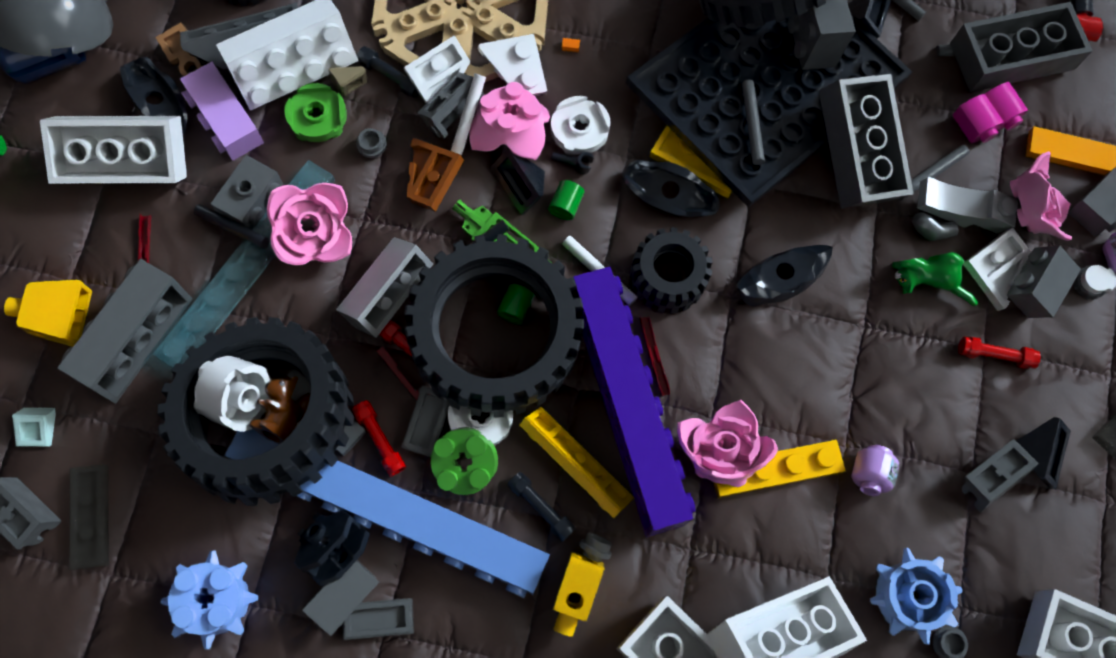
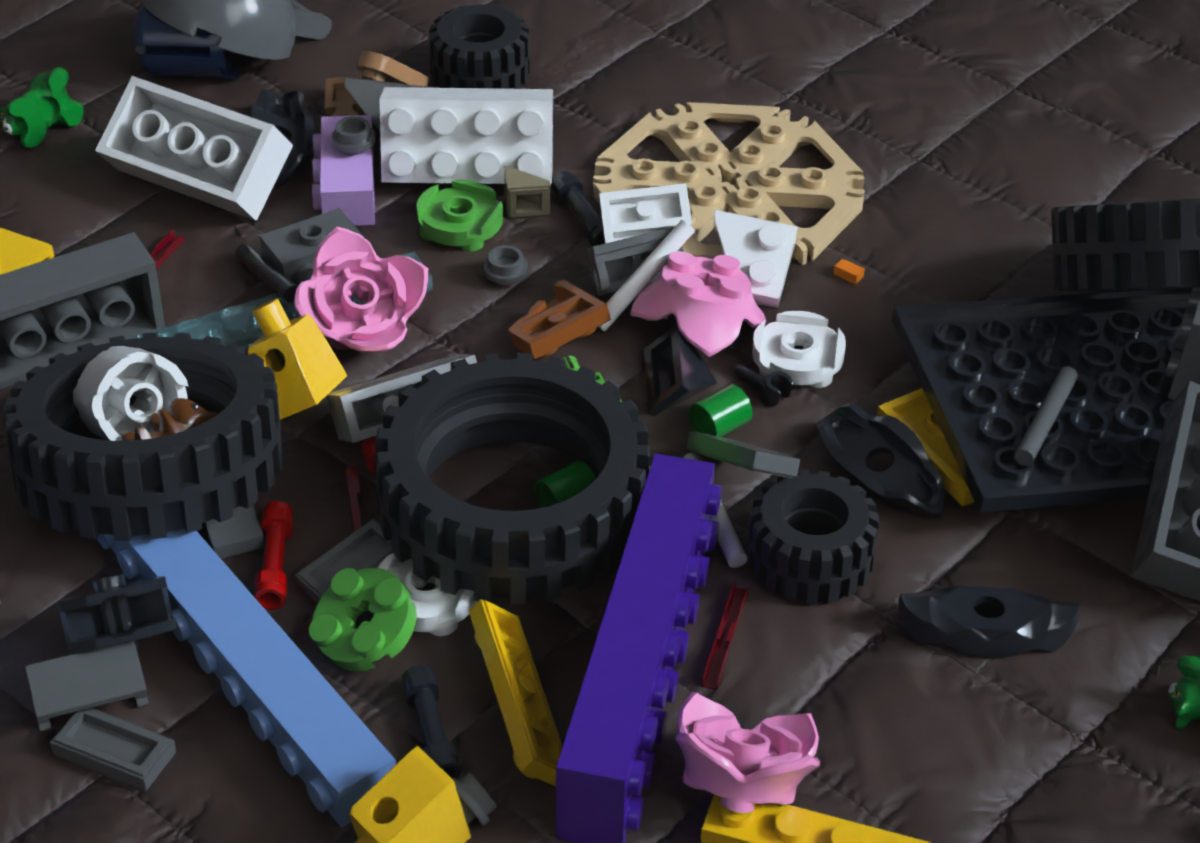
camera: 35 degrees right, 30 degrees down
(205, 13) = (383, 68): none -> medium nougat plate
(217, 91) = (353, 135): none -> dark grey plate
(307, 301) = (298, 357): none -> yellow torso
(607, 236) = (743, 454): none -> dark grey tile

